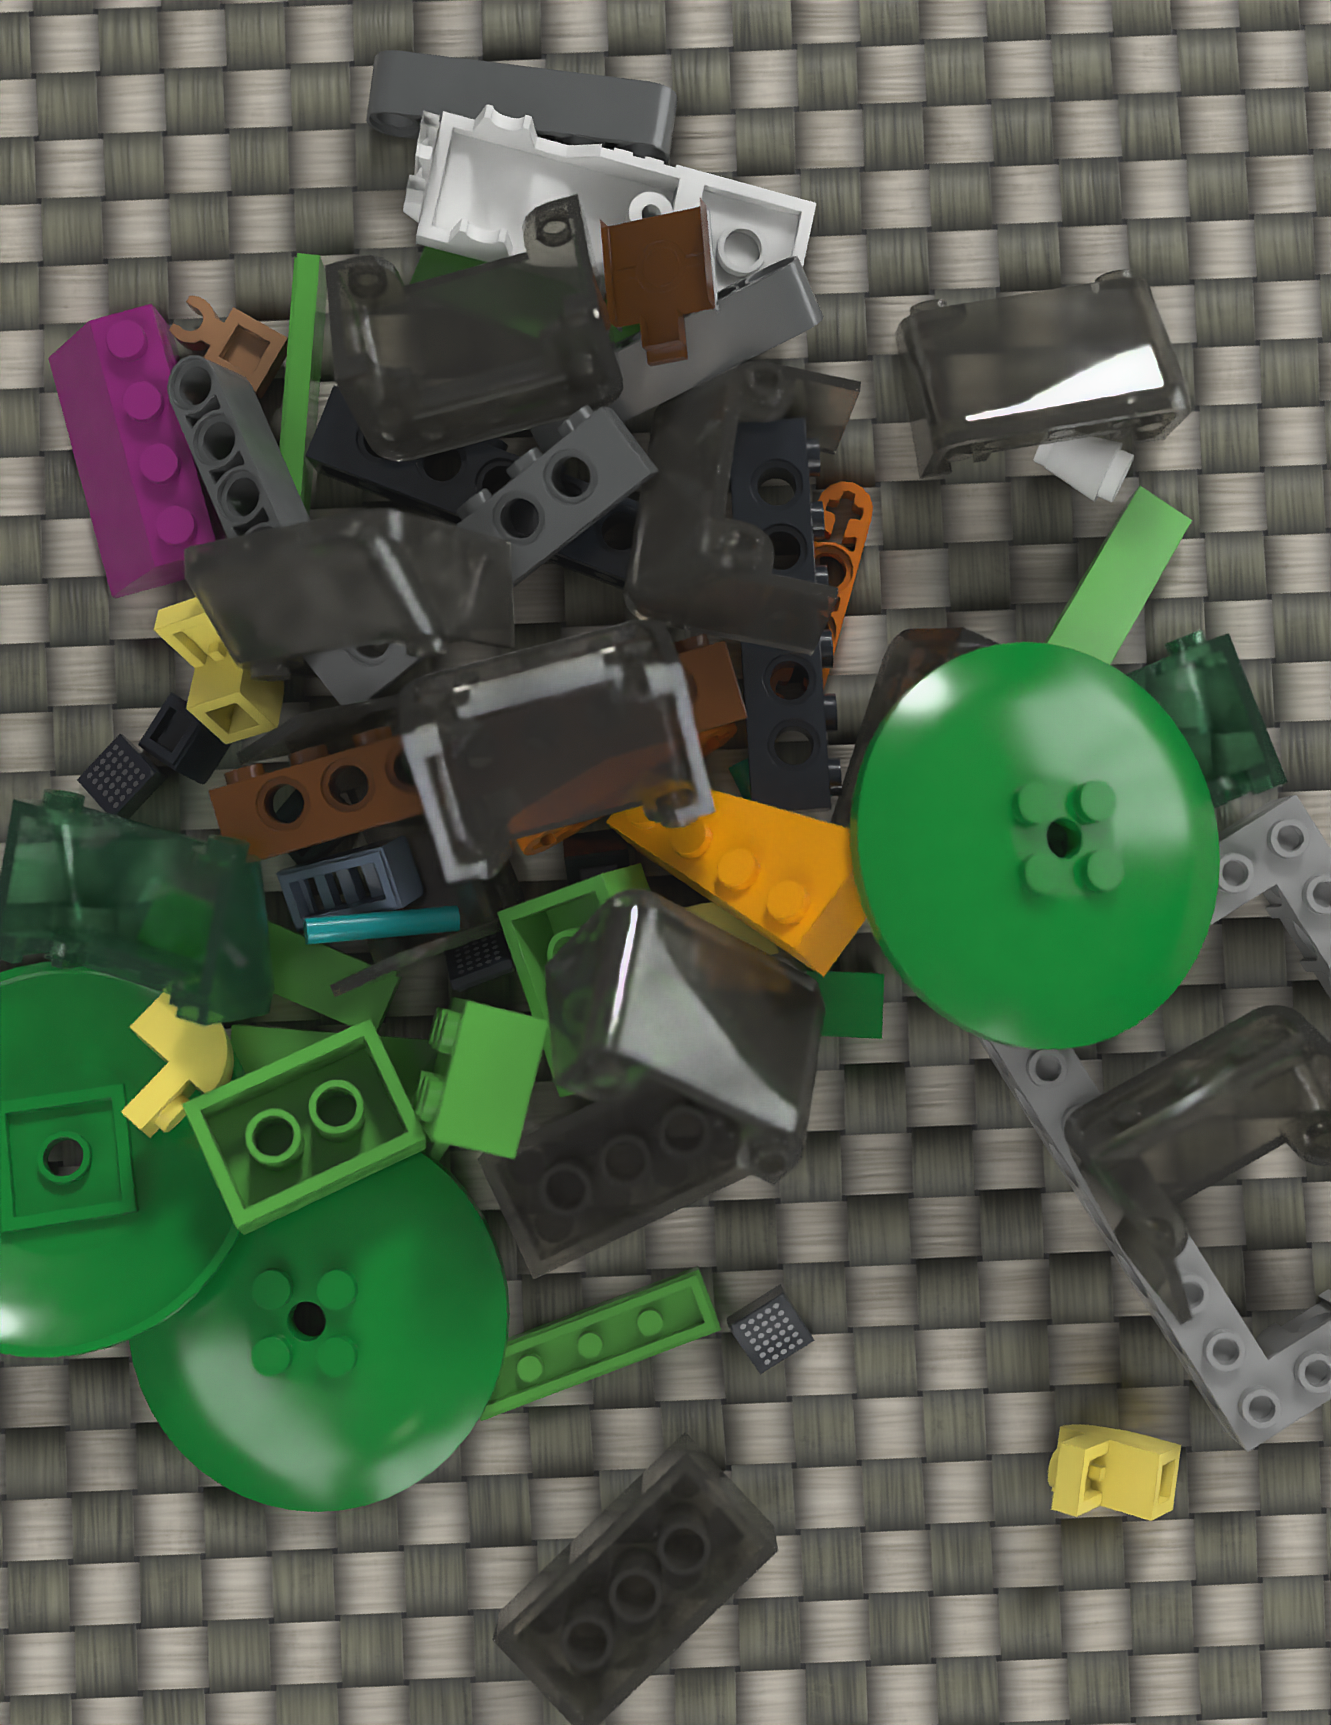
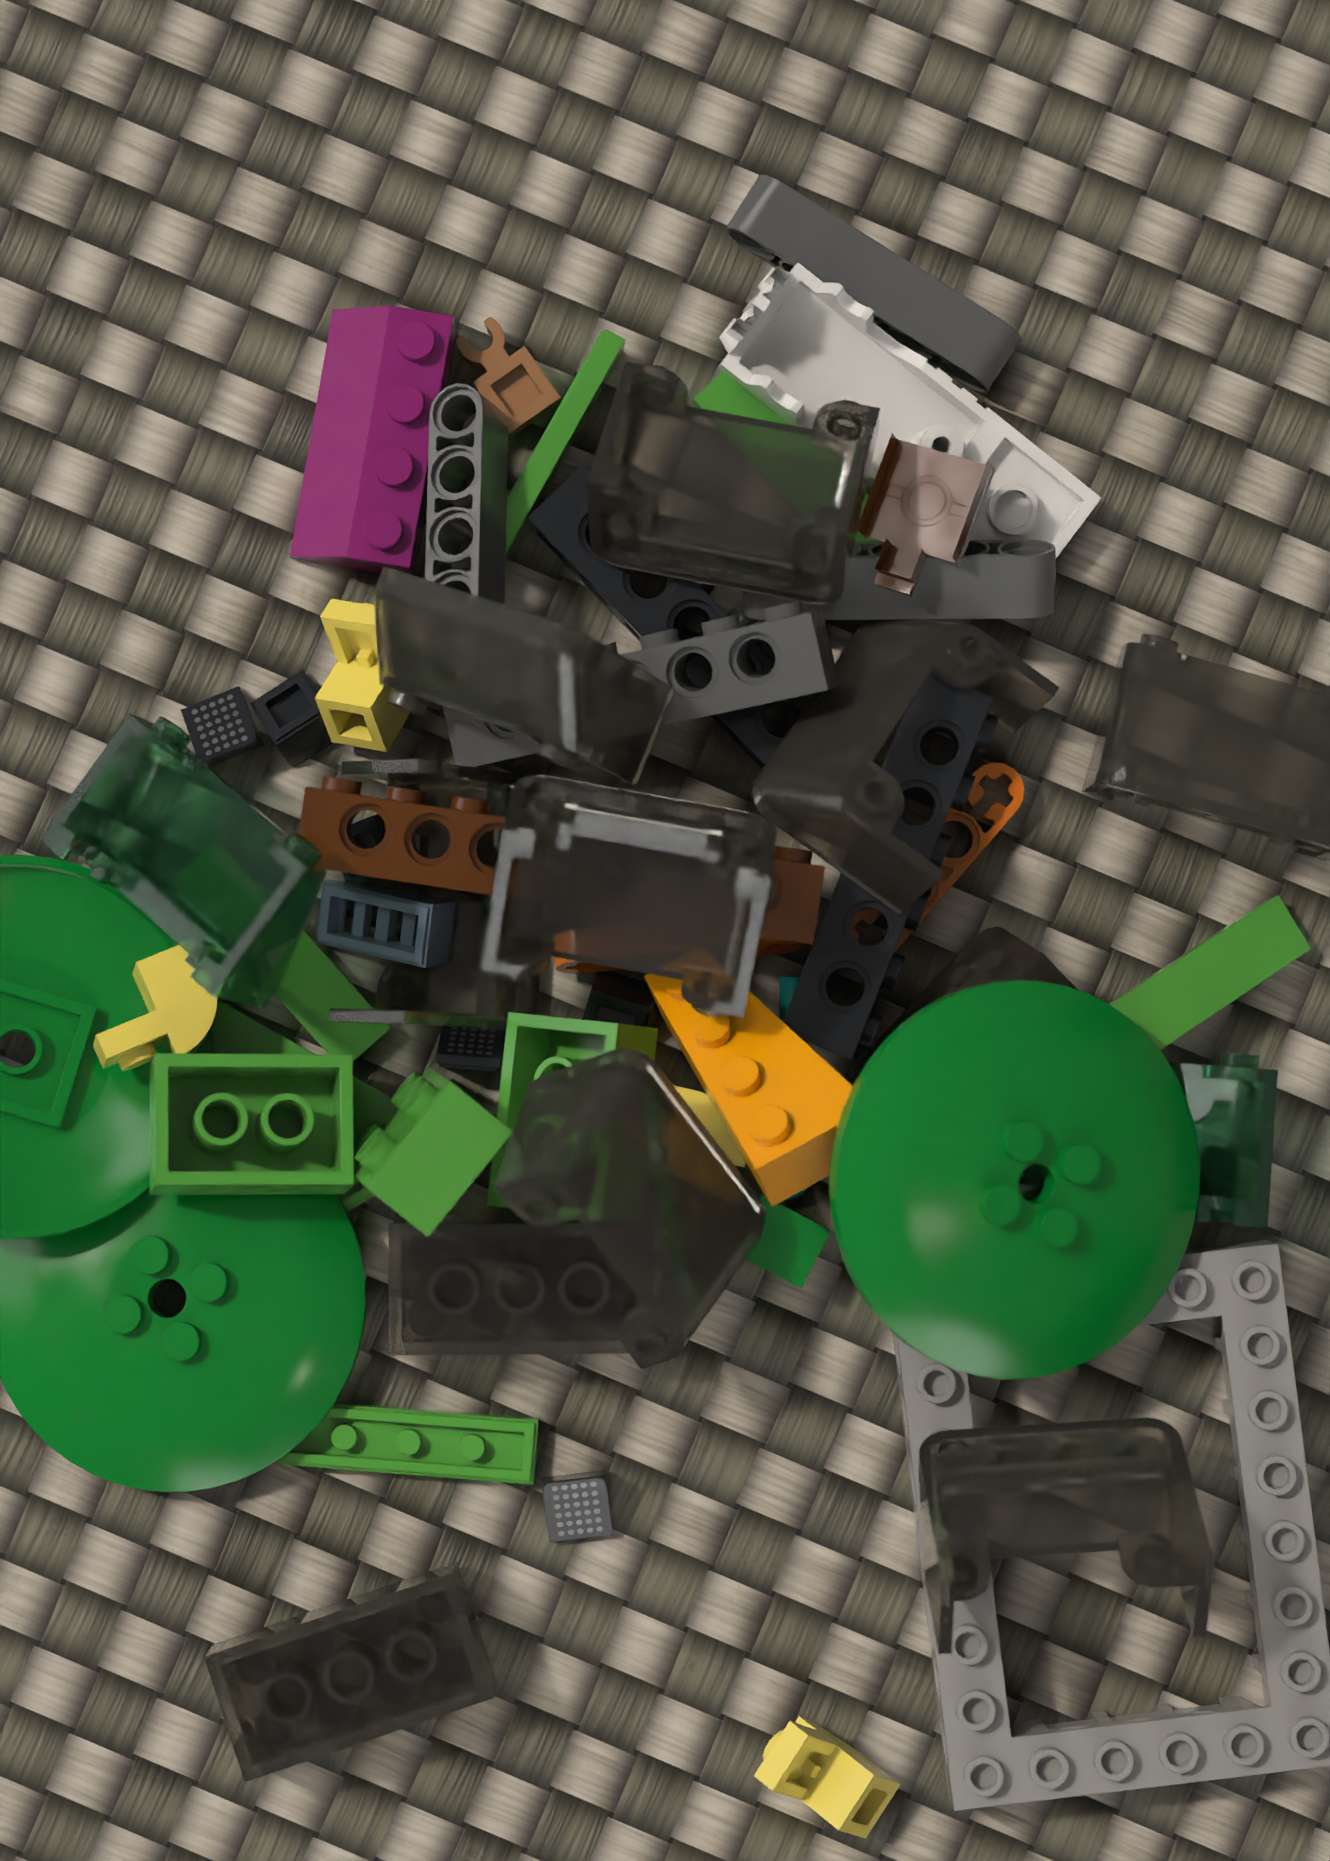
camera: 25 degrees right, 0 degrees up
(381, 924) = (399, 974): teal piece -> none
(1087, 464) = (1241, 857): white cone -> none

